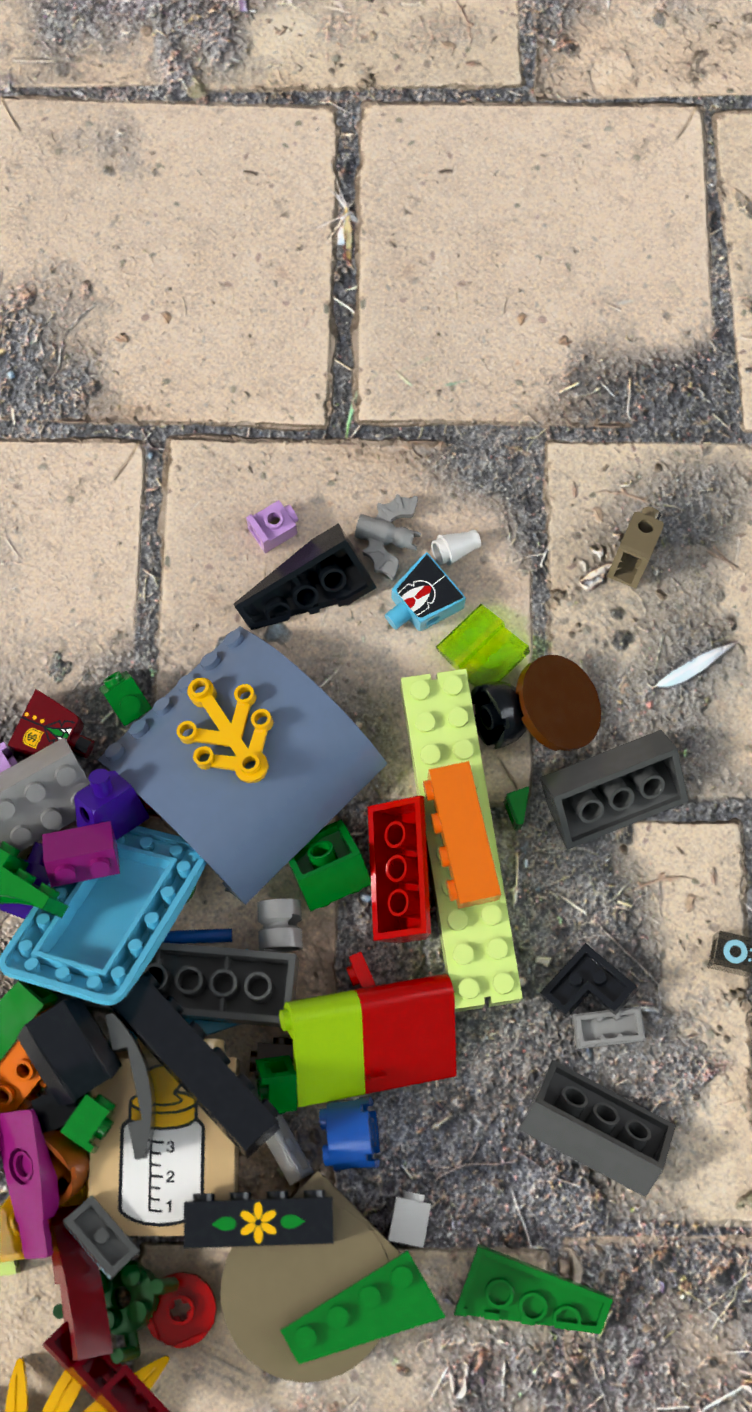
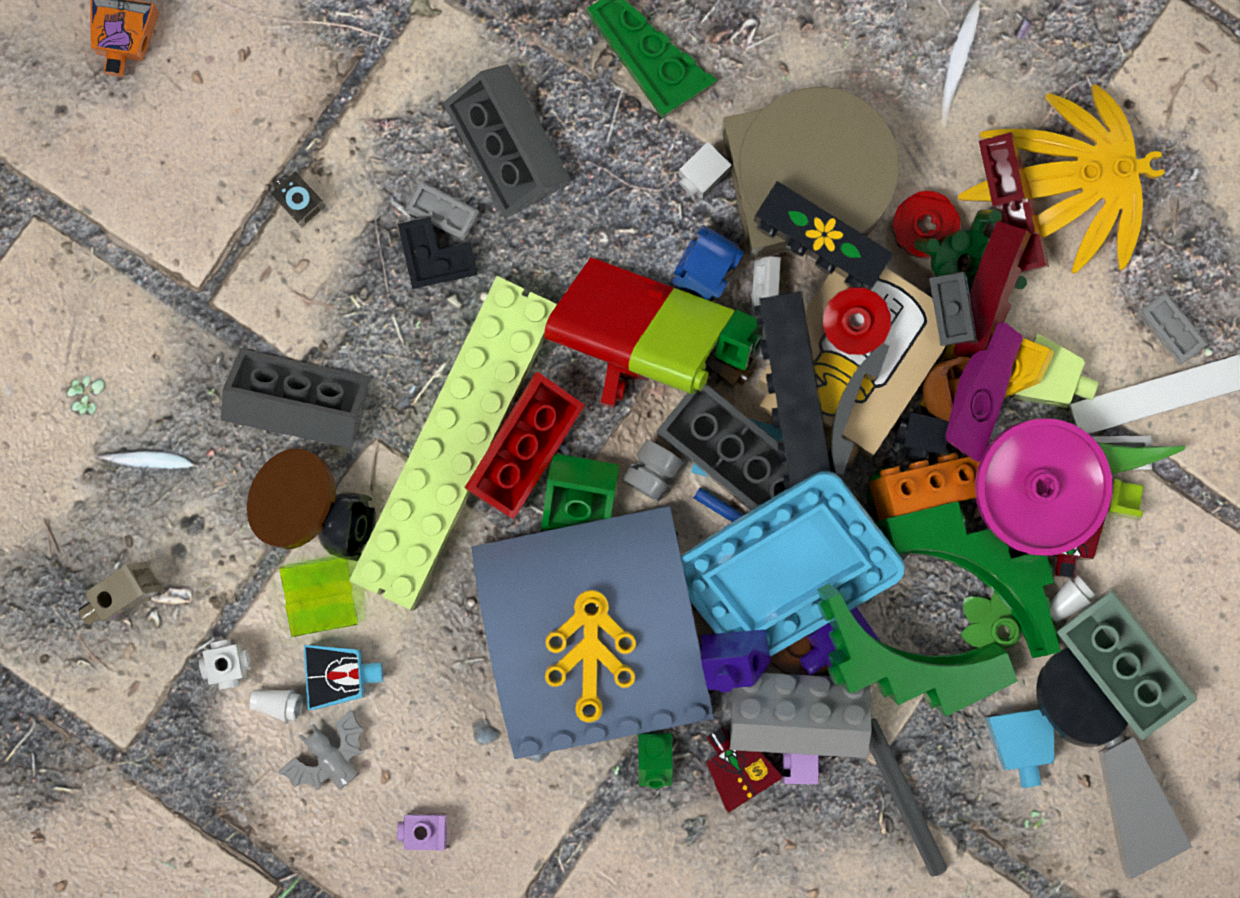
camera: 140 degrees left, 10 degrees up
(69, 1050) = (888, 464): black slope -> none
(80, 854) = (779, 629): magenta brick -> none
(90, 1122) = (906, 401): green brick -> none
(173, 1149) = (854, 338): none -> red dish
(313, 578) = (415, 758): black wedge -> none
(370, 1309) = (778, 118): green wing -> none
(463, 835) = (454, 433): orange brick -> none
(515, 805) = (388, 437): green slope -> none
(518, 555) = (237, 667): none -> white brick

